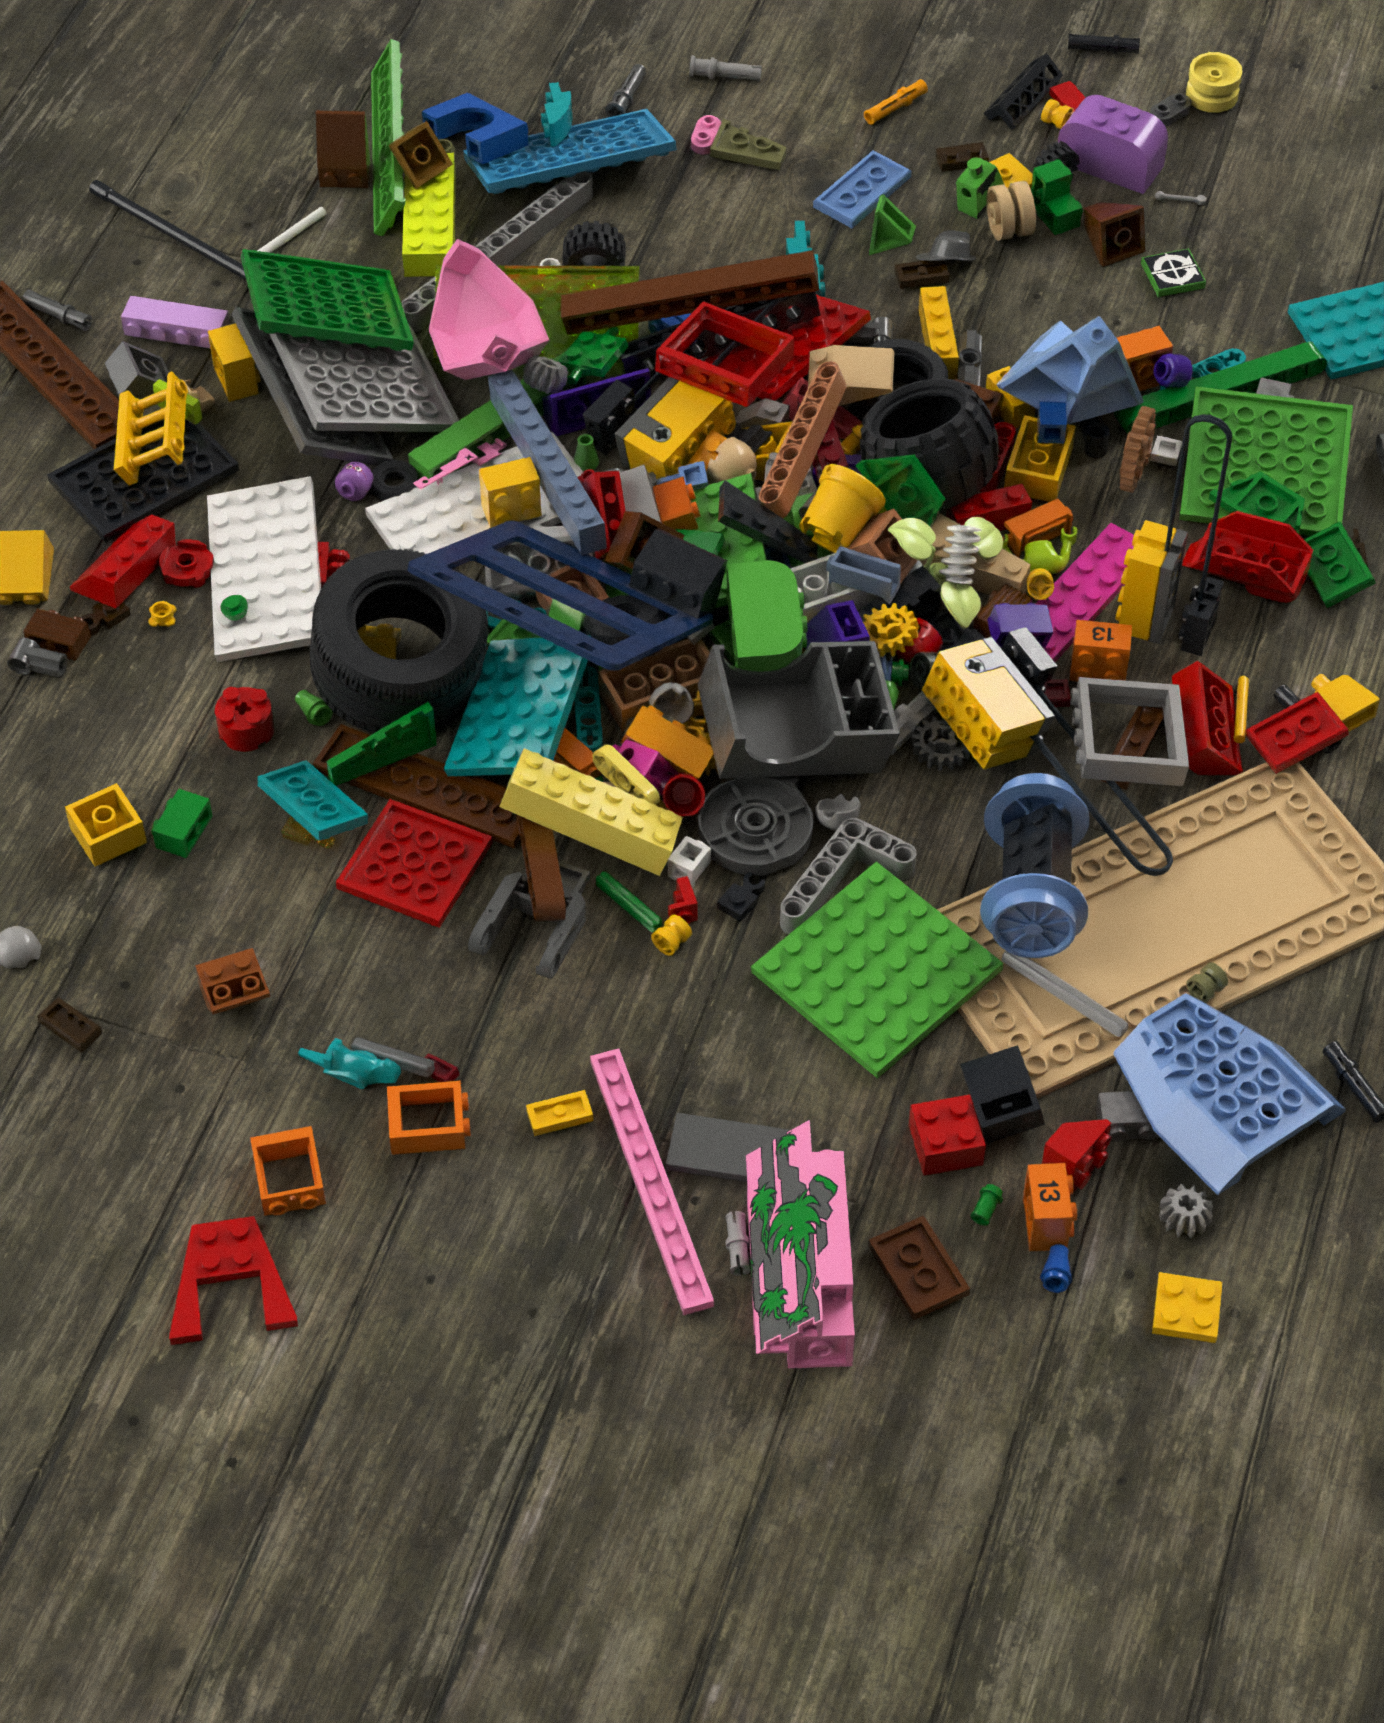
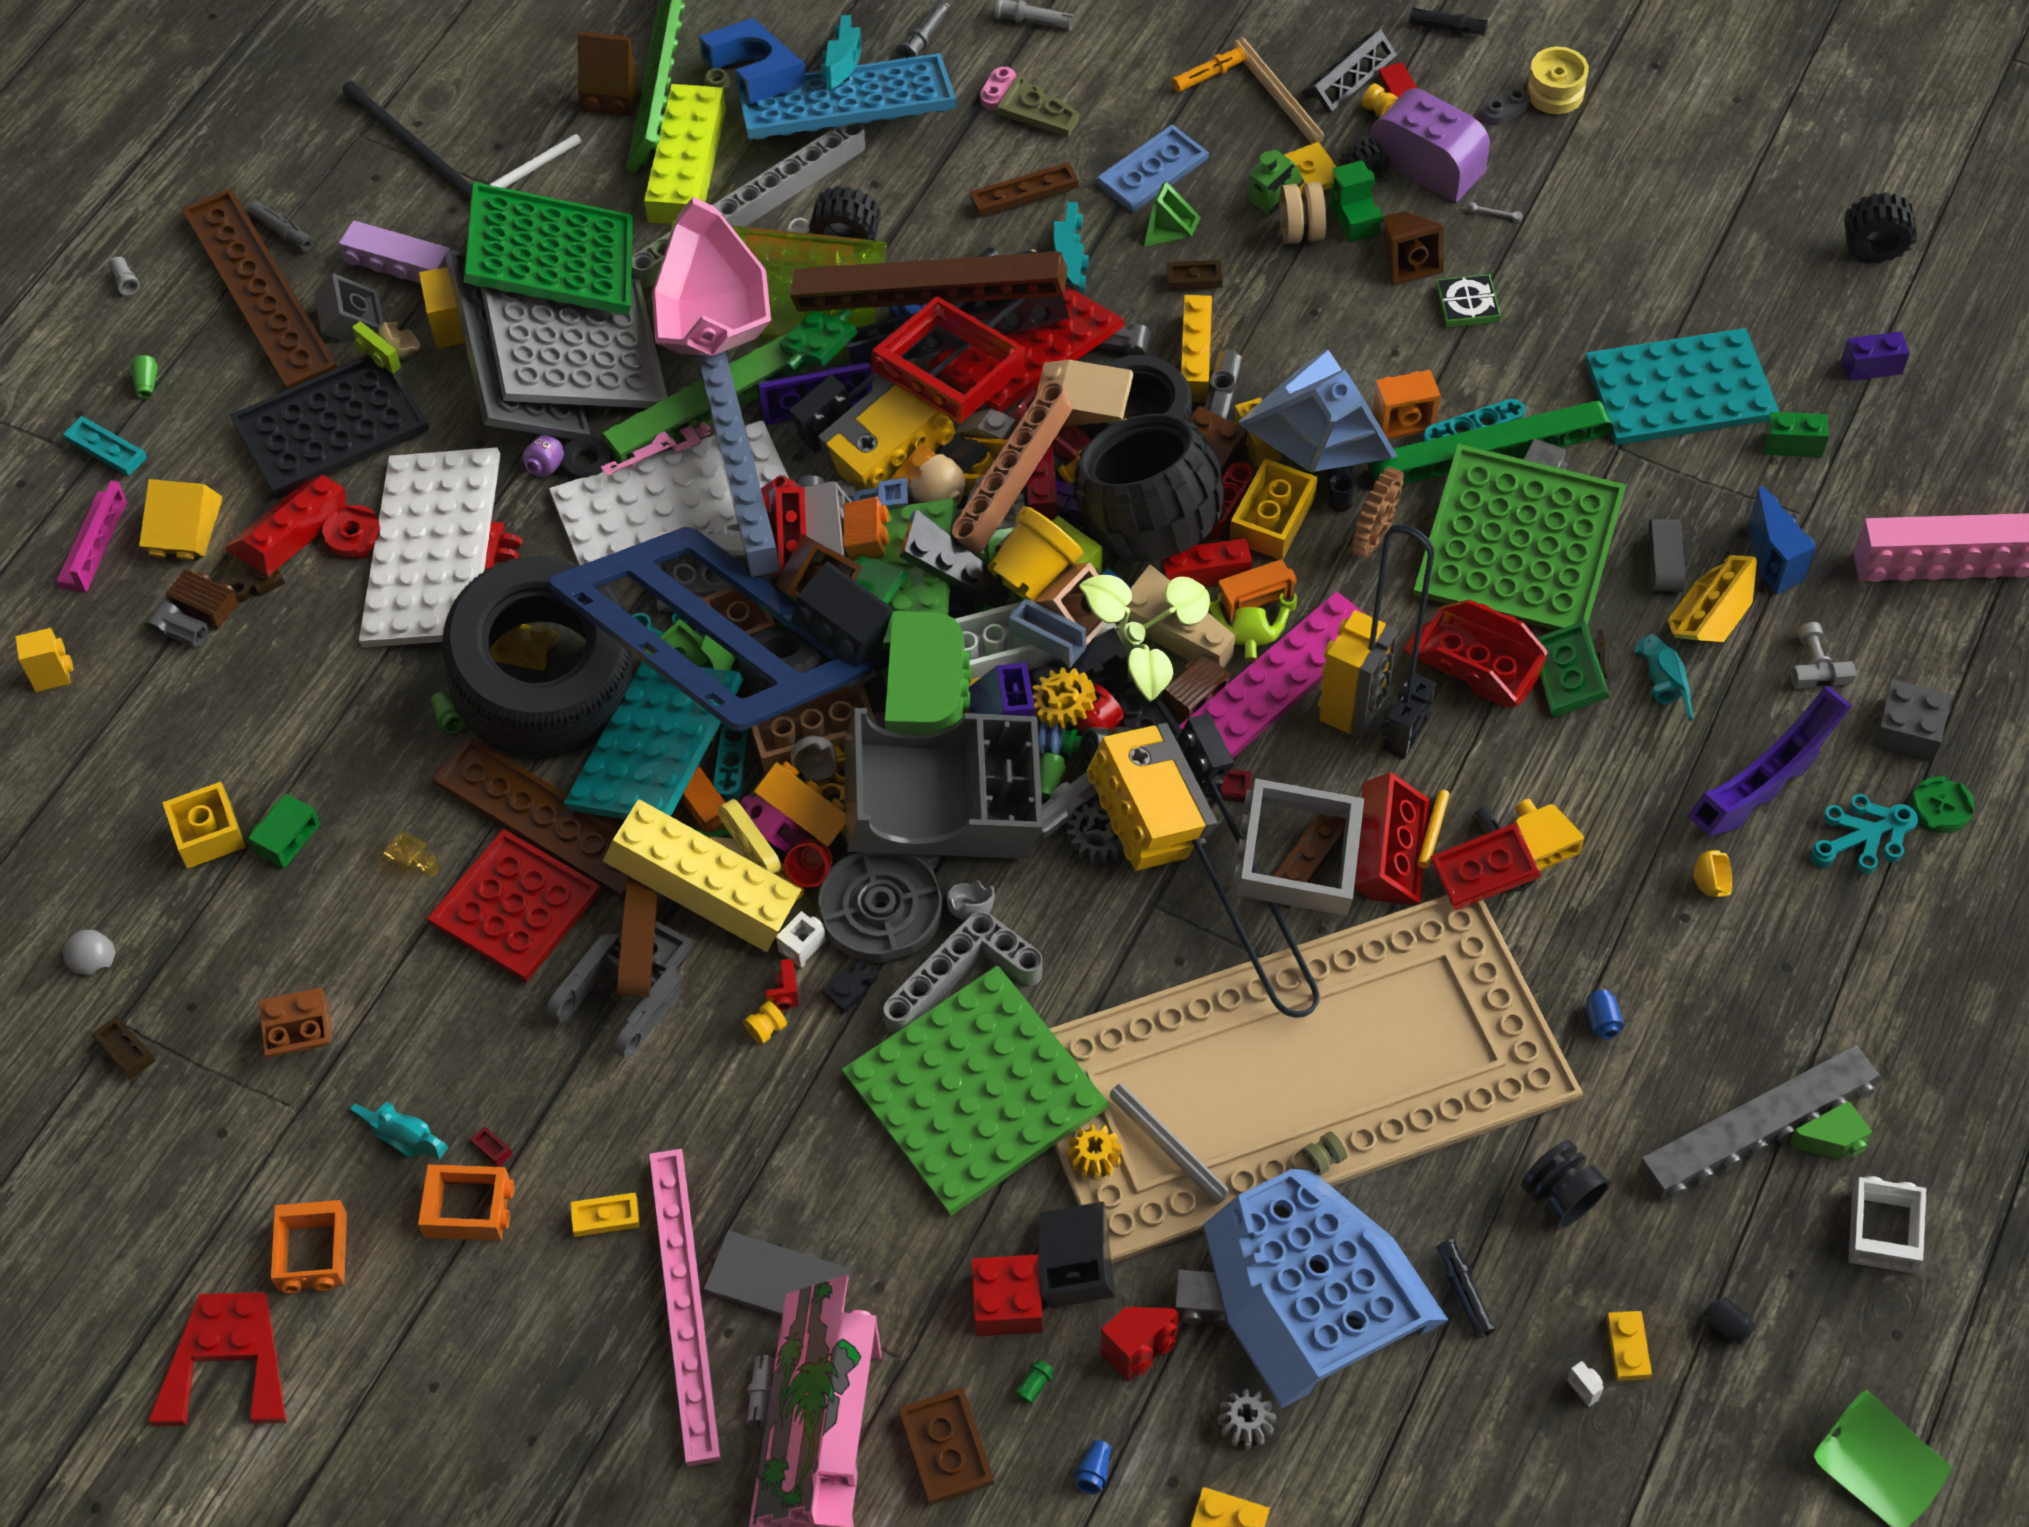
camera: 10 degrees right, 5 degrees up
(132, 422) = (321, 373): yellow fence -> none
(162, 614) = (315, 581): yellow plate -> none
(234, 607) = (386, 590): green plate -> none
(244, 718) = (372, 718): red brick -> none
(312, 800) = (421, 822): teal plate -> none
(388, 745) = (512, 769): green wing -> none
(406, 1061) = (447, 1128): dark grey axle -> none
(420, 154) = (681, 90): pearl gold slope -> none
(510, 492) = (696, 491): yellow brick -> none
(545, 374) = (761, 358): light grey gear -> none
(585, 453) = (791, 451): bright green cone -> none
(628, 901) = (729, 977): green axle -> none
(749, 216) = (1024, 189): none -> reddish brown plate
(904, 486) = (1107, 538): green wing -> none
(949, 246) = (1228, 248): dark grey piece -> none
(957, 156) = (1260, 140): dark brown plate -> none
(960, 553) = (1157, 619): white piece -> none
(965, 116) = (1280, 93): none -> tan axle
(1000, 1005) = (1093, 1162): none -> yellow gear
(1013, 617) = (1218, 700): brick -> none
(1035, 905) = (1150, 1046): medium blue brick -> none
(1043, 586) = (1237, 664): yellow wheel -> none
(1048, 1206) = (1096, 1397): orange brick -> none
(1052, 422) = (1289, 472): blue brick -> none
(1100, 650) = (1289, 747): orange brick -> none
(1166, 451) = (1415, 512): white plate -> none
(1173, 370) = (1437, 422): dark purple head -> none
(1264, 498) = (1505, 588): green wing -> none

